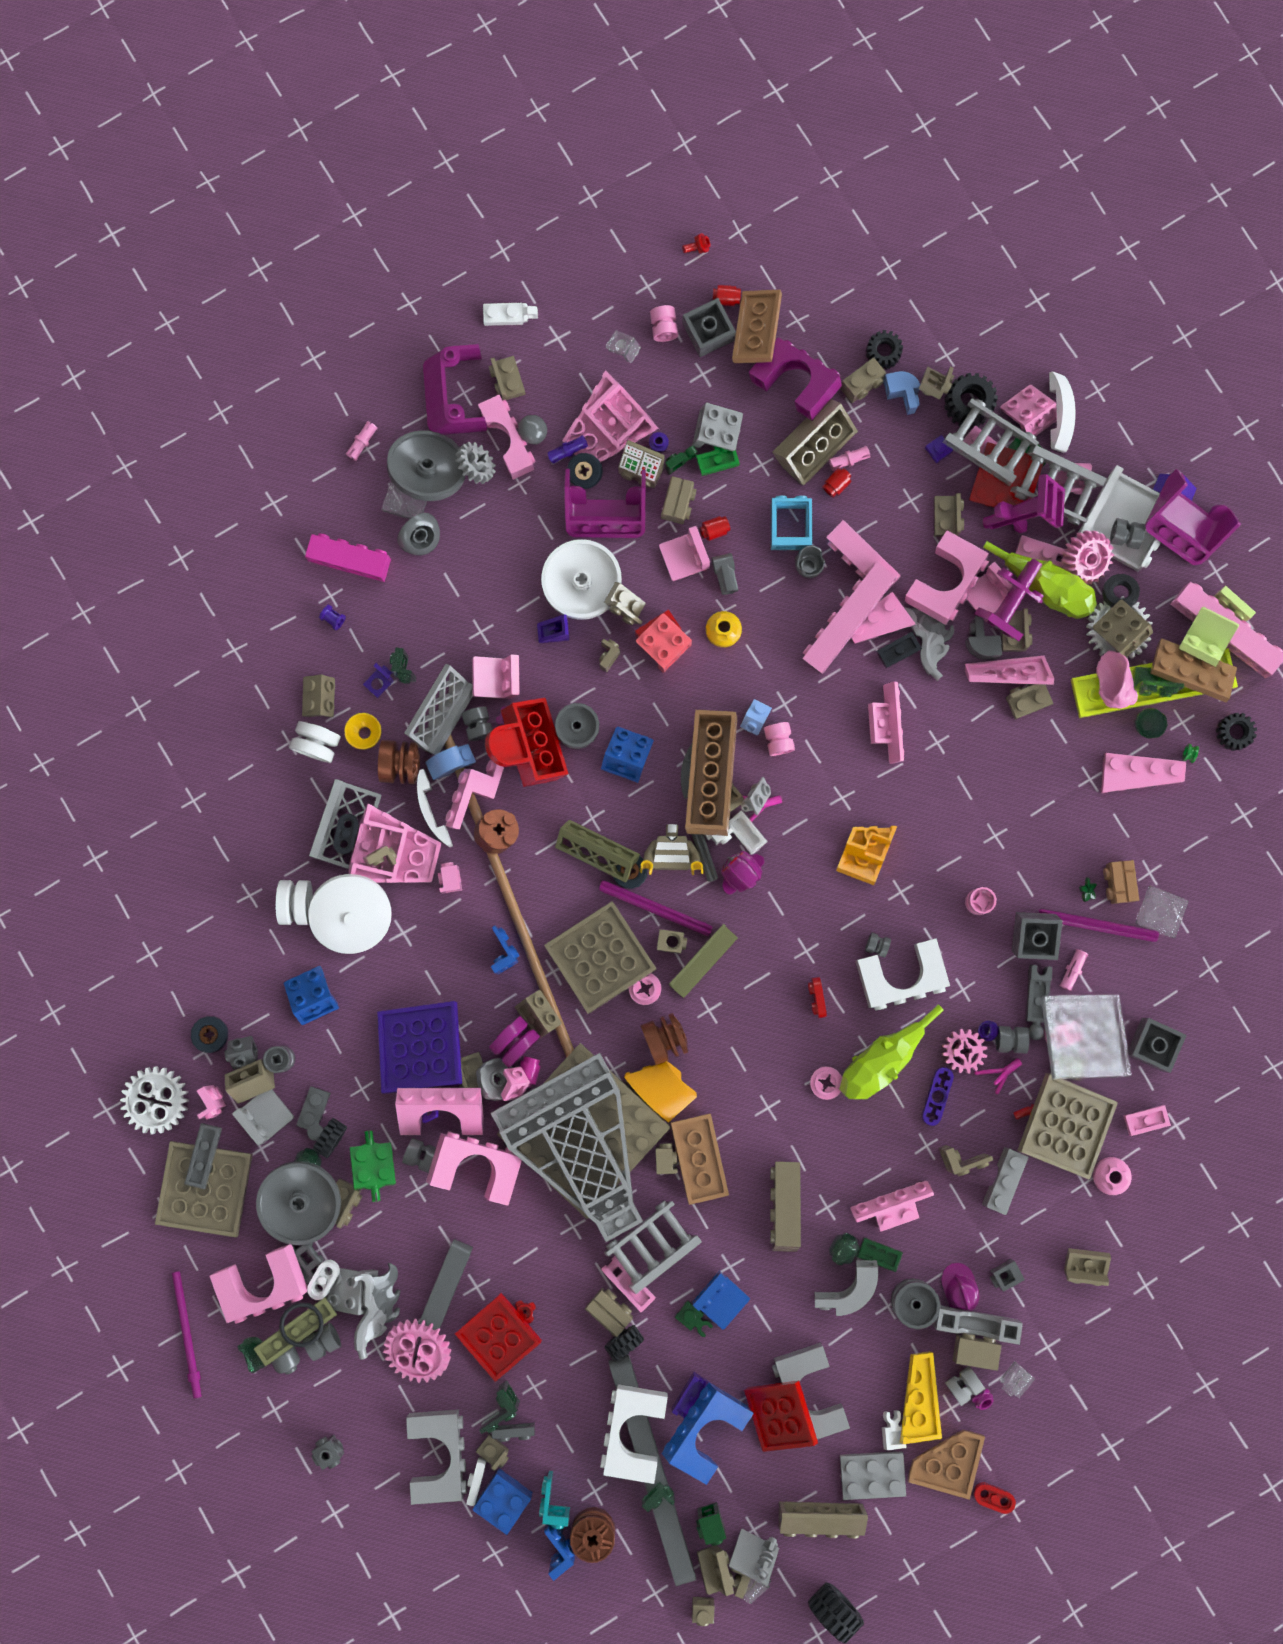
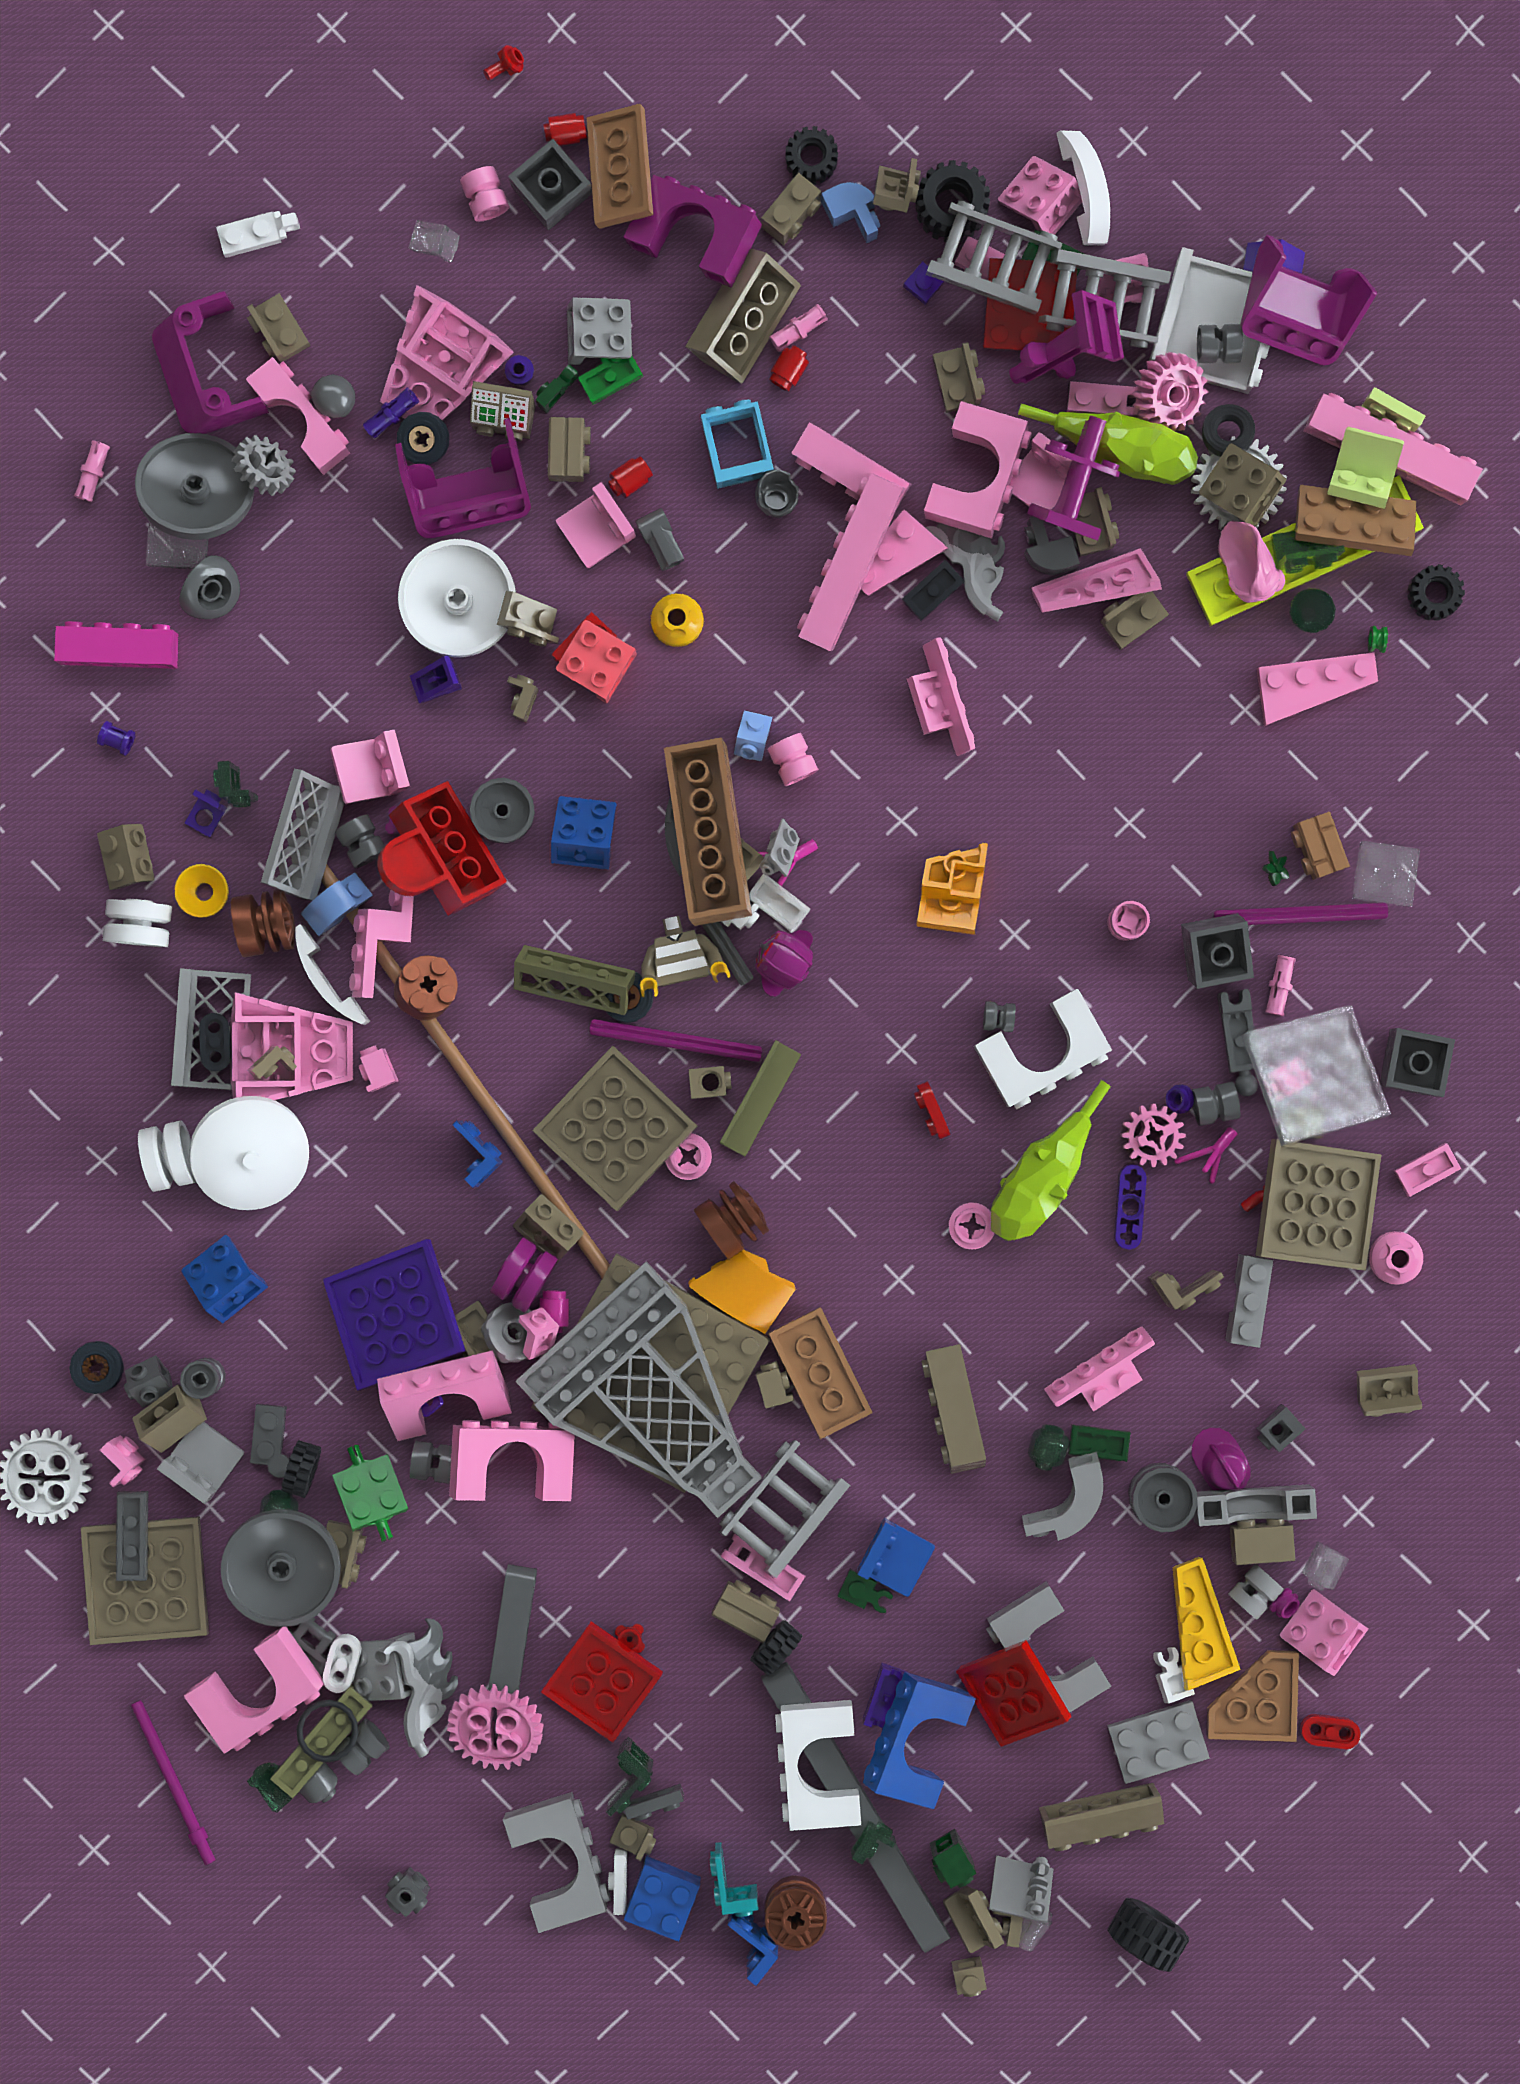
camera: 10 degrees left, 5 degrees up
(1005, 1426) = (1323, 1632): none -> bright pink bracket

